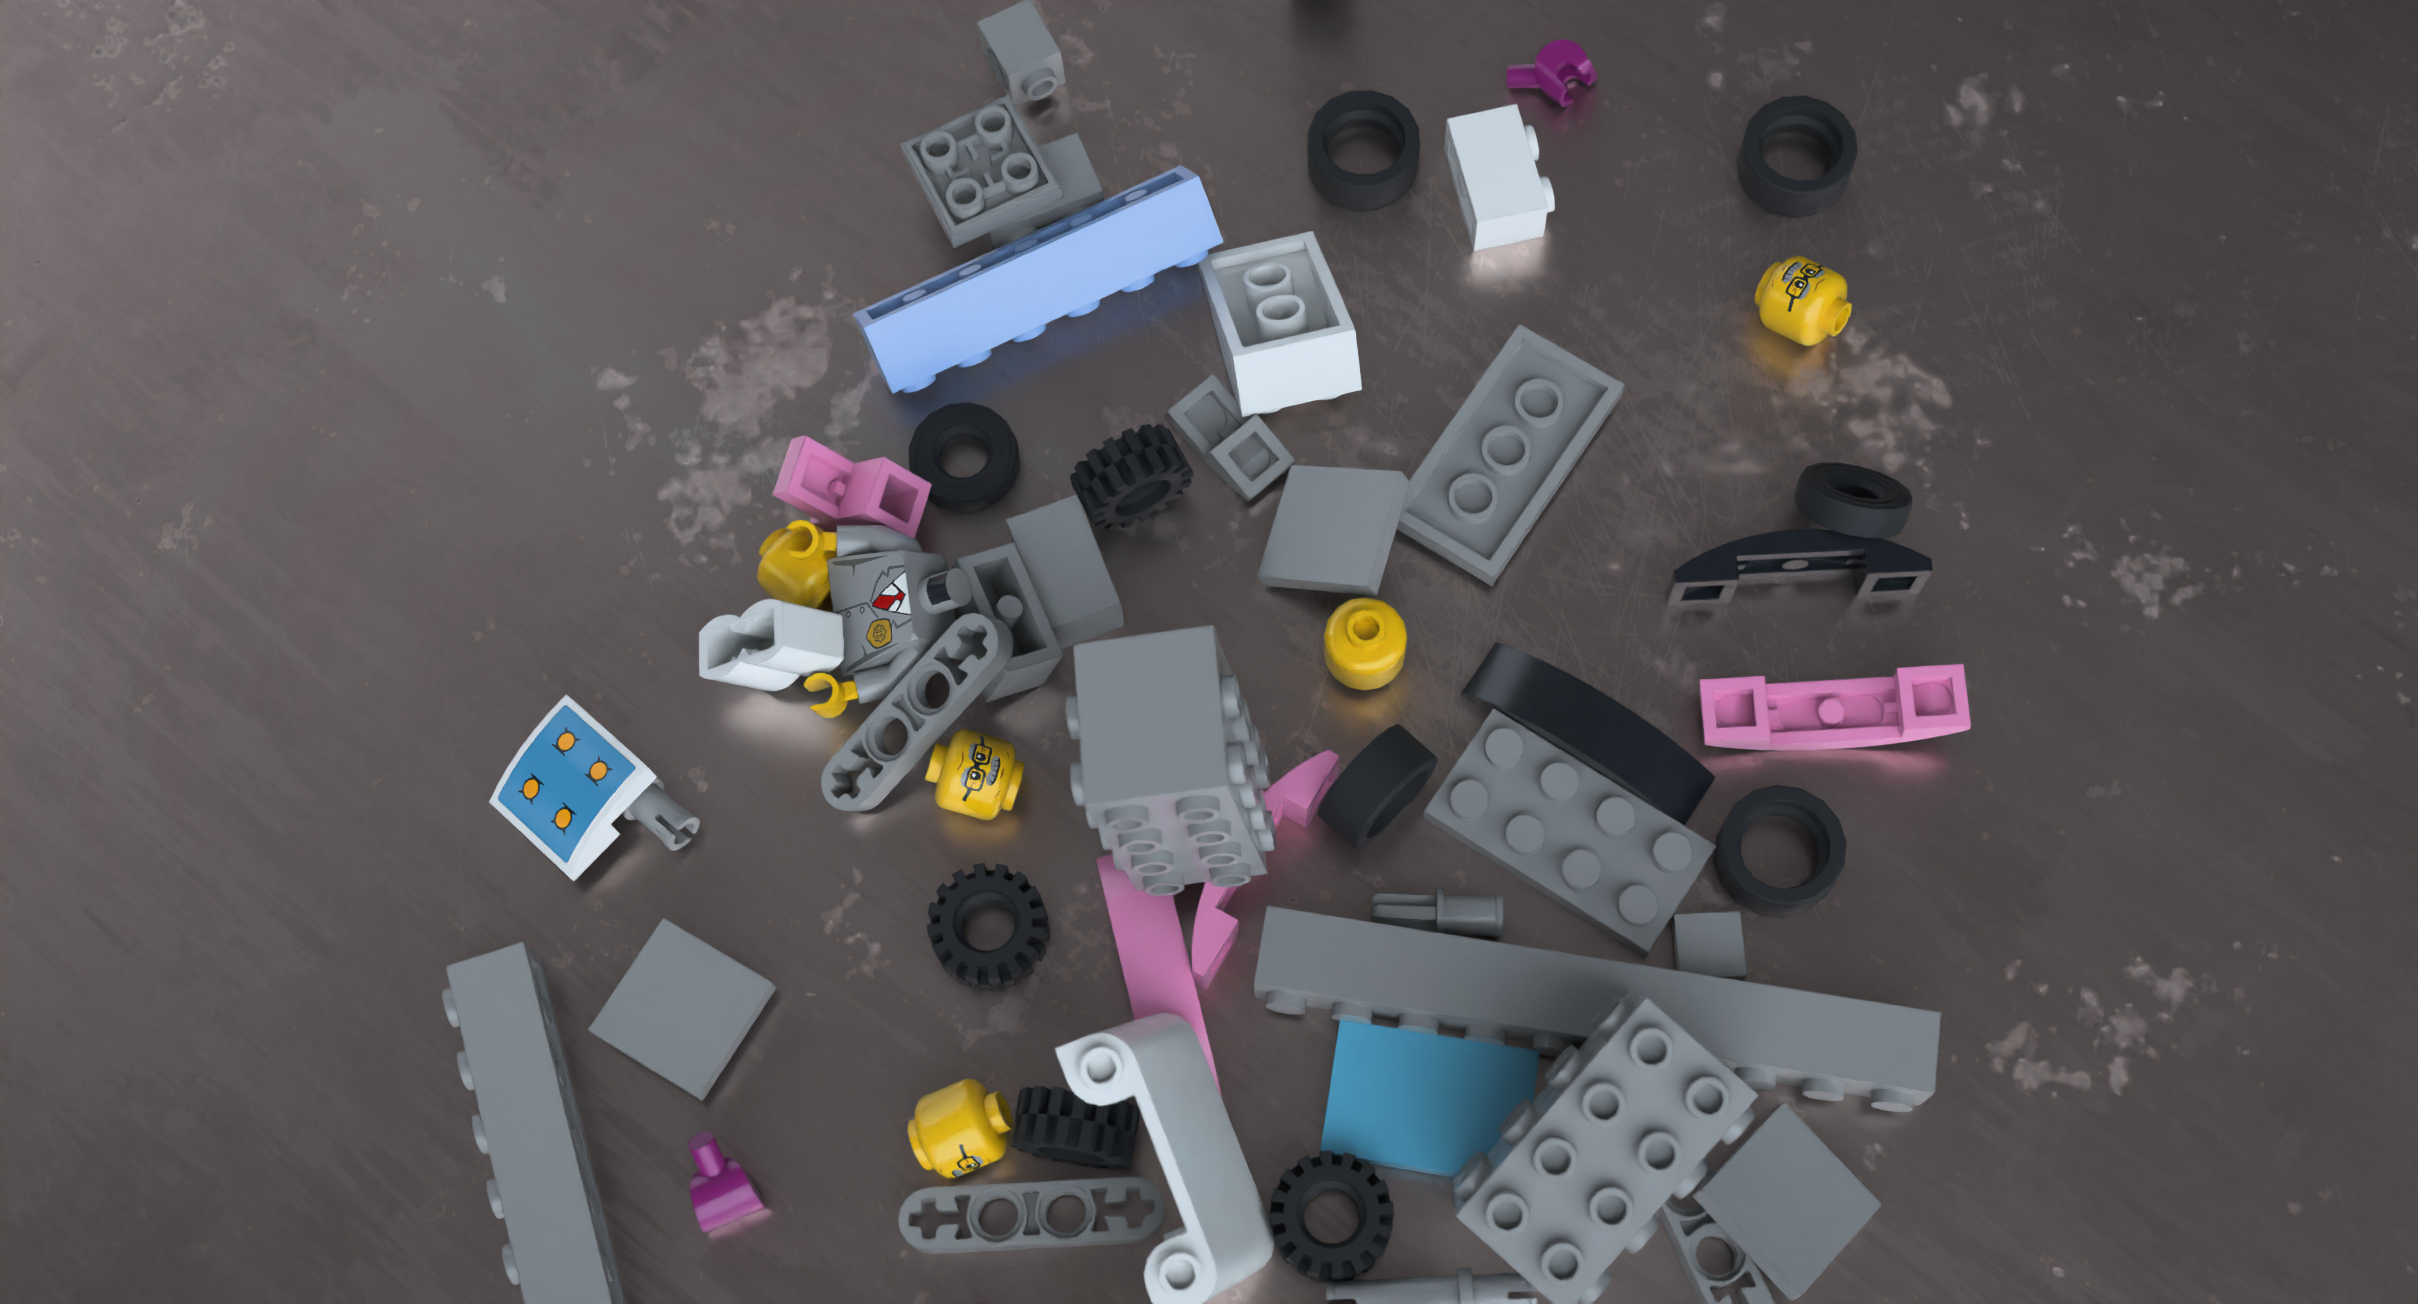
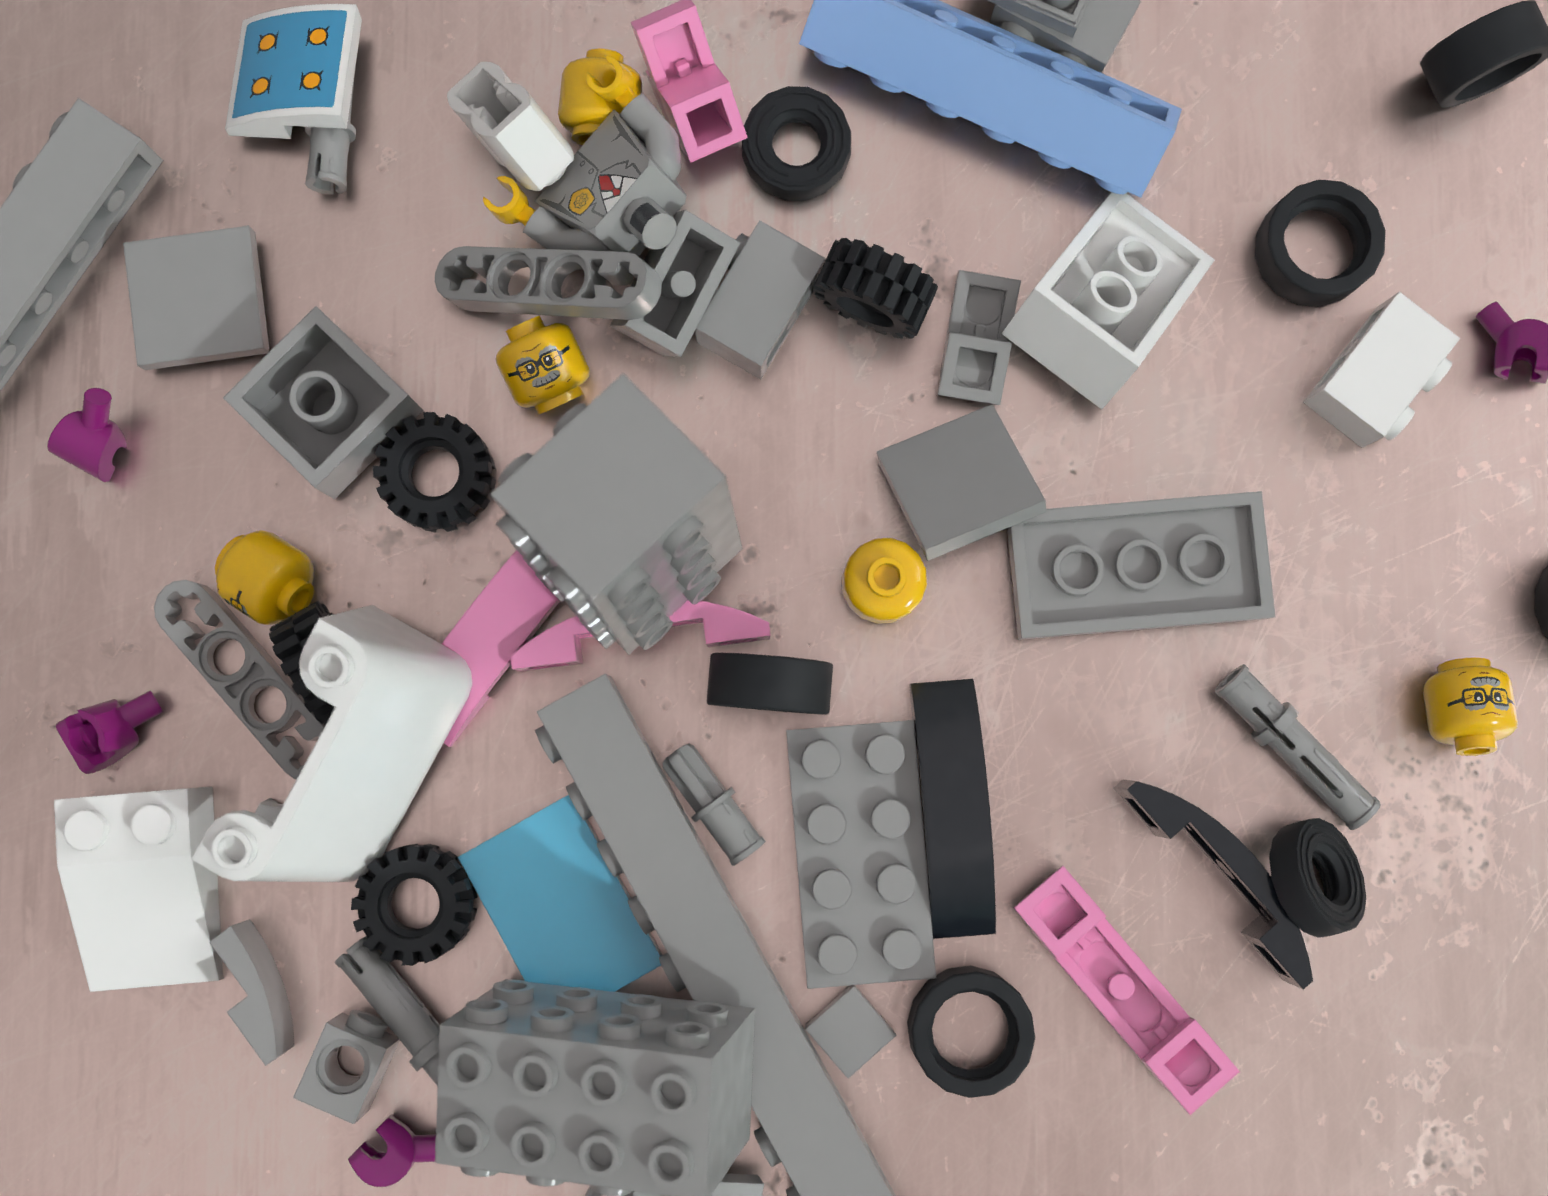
camera: 40 degrees right, 15 degrees up
(861, 964) = (322, 403): none -> light grey brick
(1810, 440) = (1279, 728): none -> light grey pin

